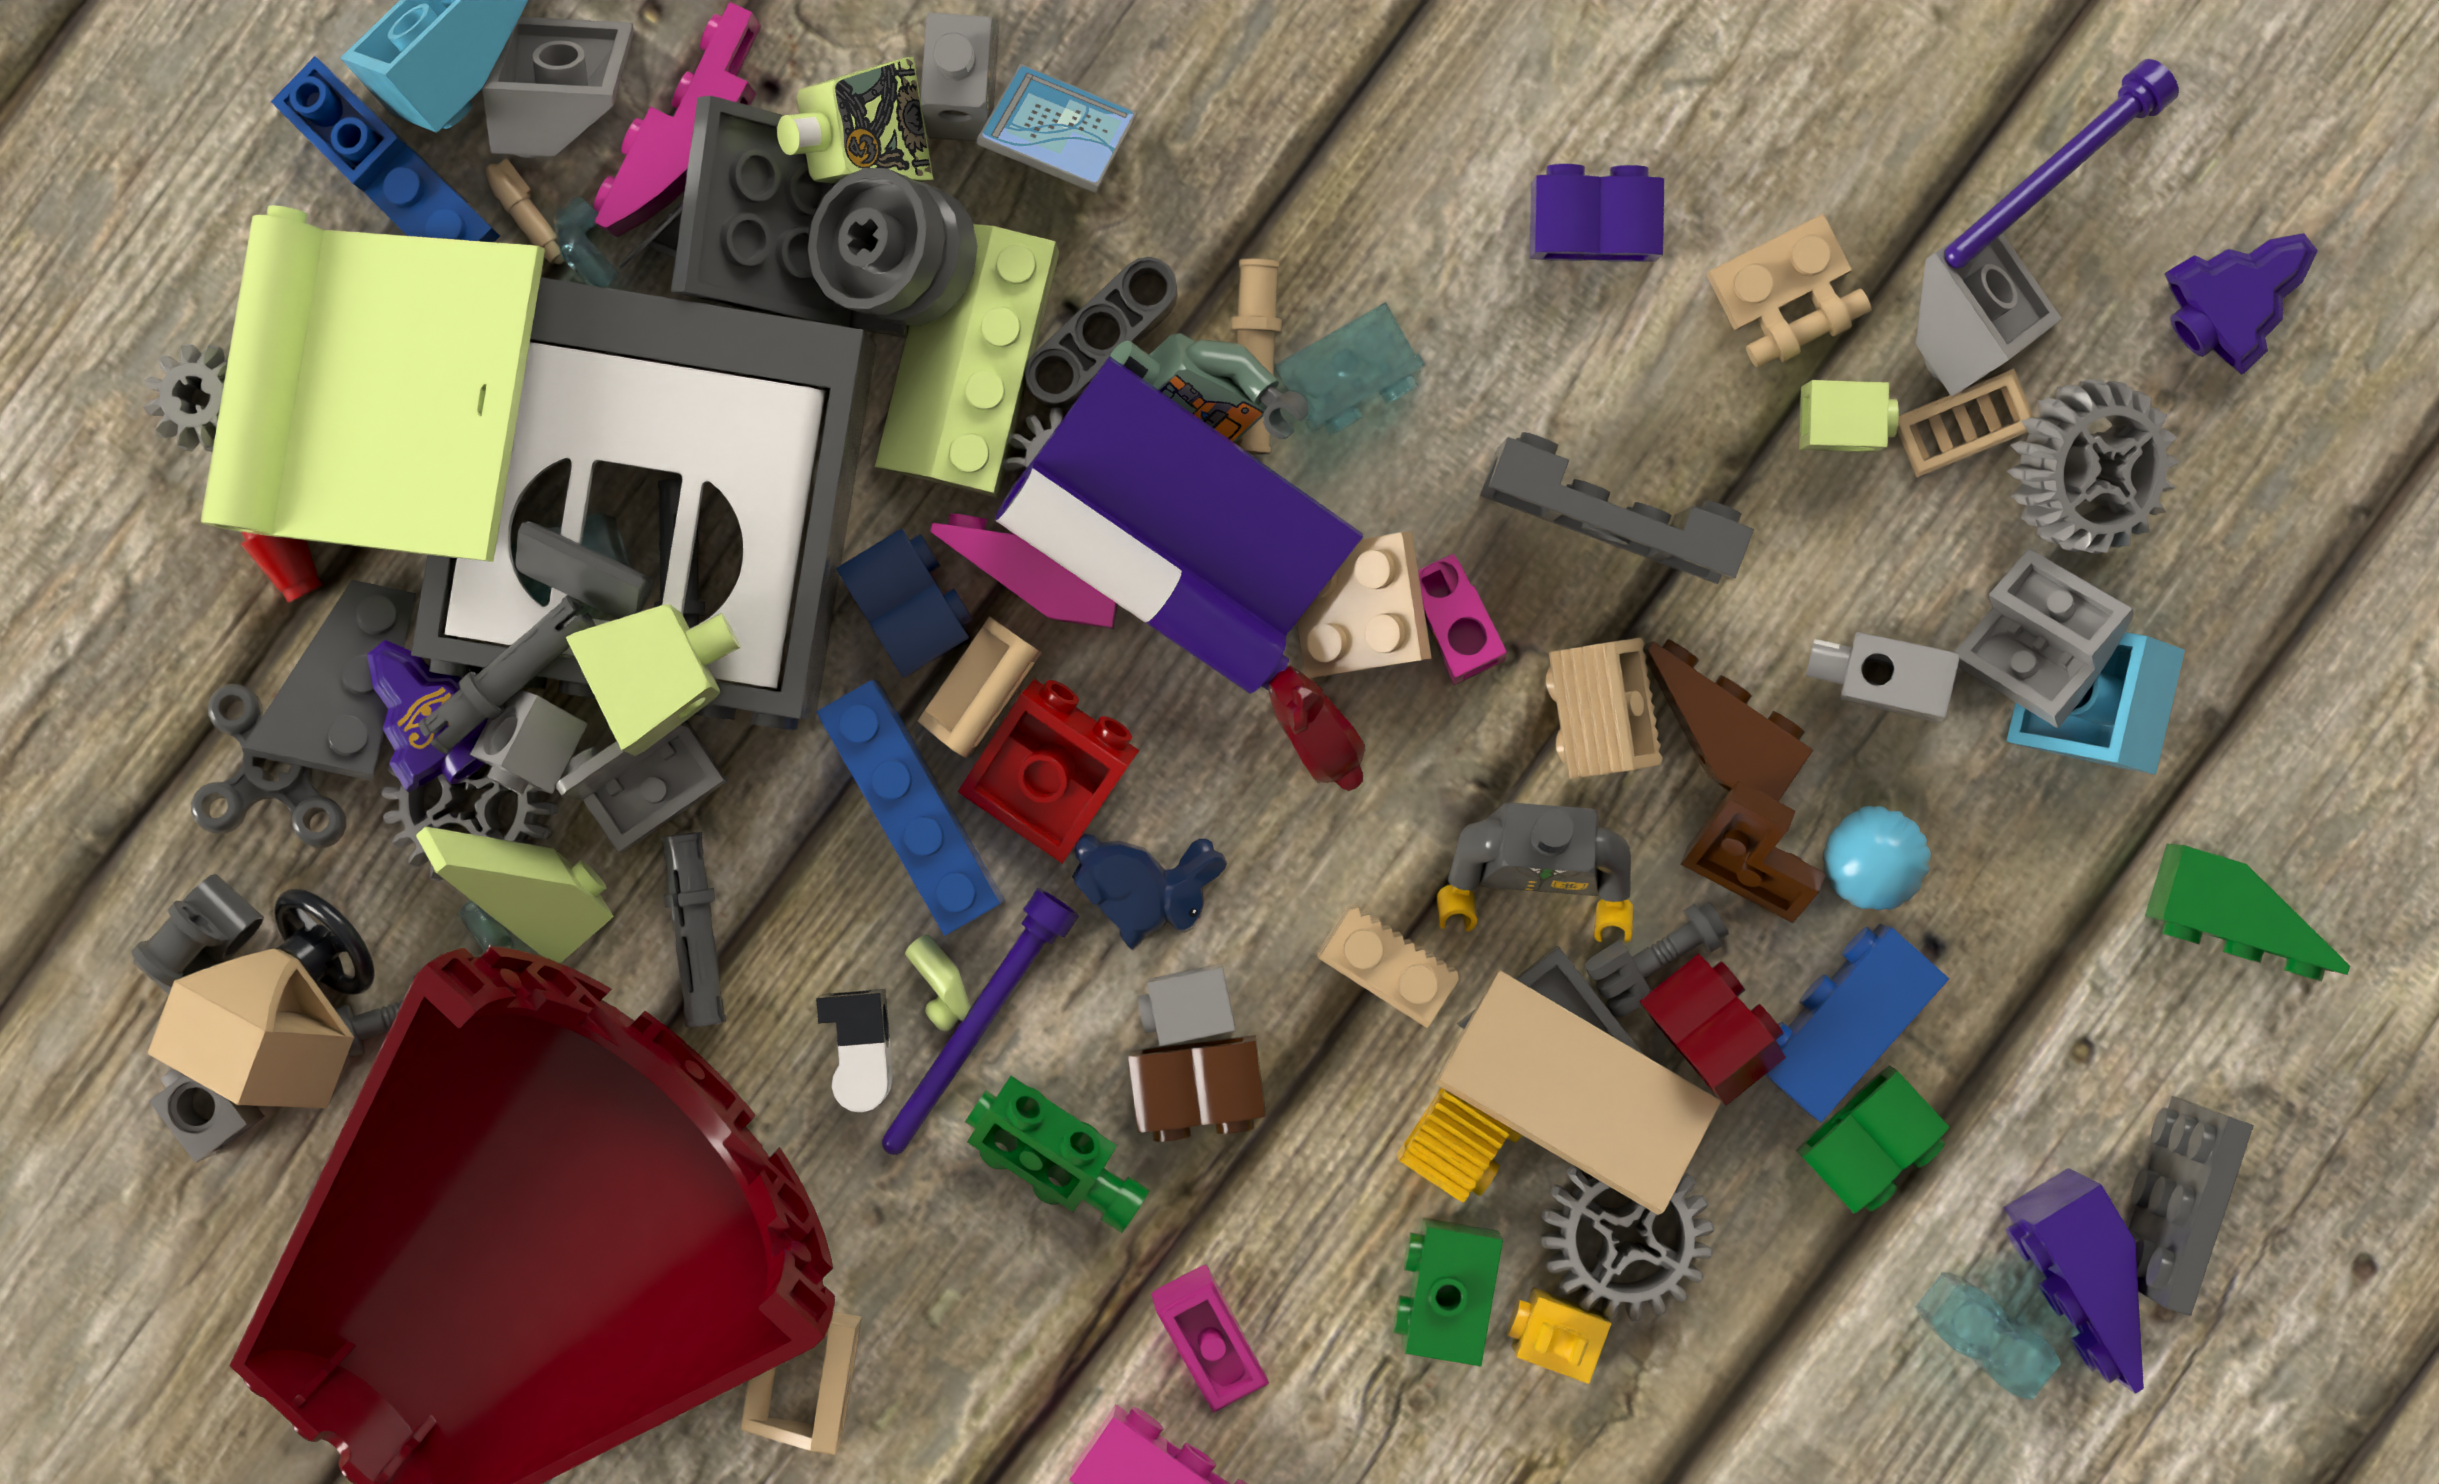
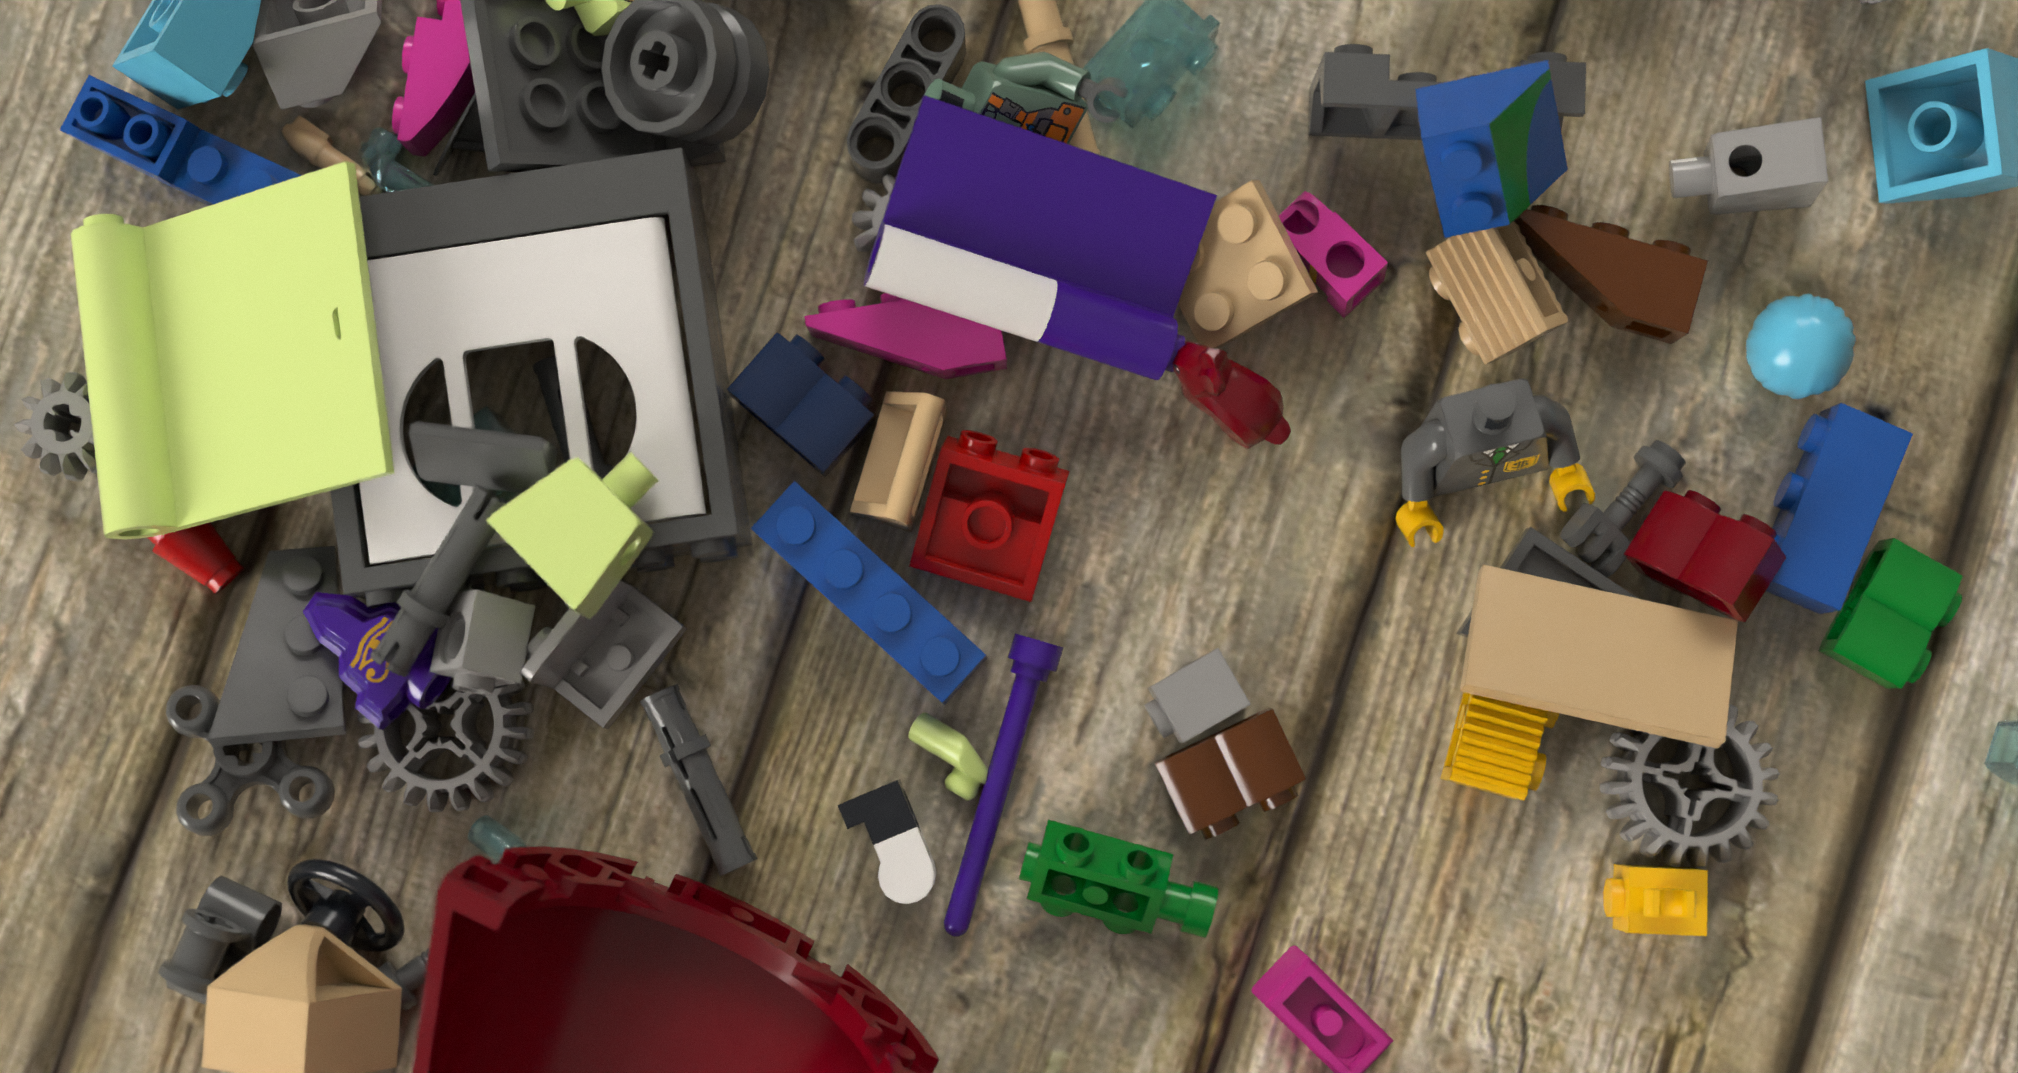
camera: 10 degrees left, 5 degrees down
(523, 888) = (522, 787): yellowish green slope -> none
(967, 370) = (794, 167): yellowish green slope -> none
(1139, 891) = (1112, 604): dark blue animal -> none
(1388, 965) = (1375, 596): tan brick -> none
(1449, 1291) = (1538, 892): green brick -> none
(1633, 580) = (1490, 145): none -> blue slope
(1741, 855) = (1673, 385): reddish brown plate -> none
(2044, 637) = (1887, 87): light grey slope -> none

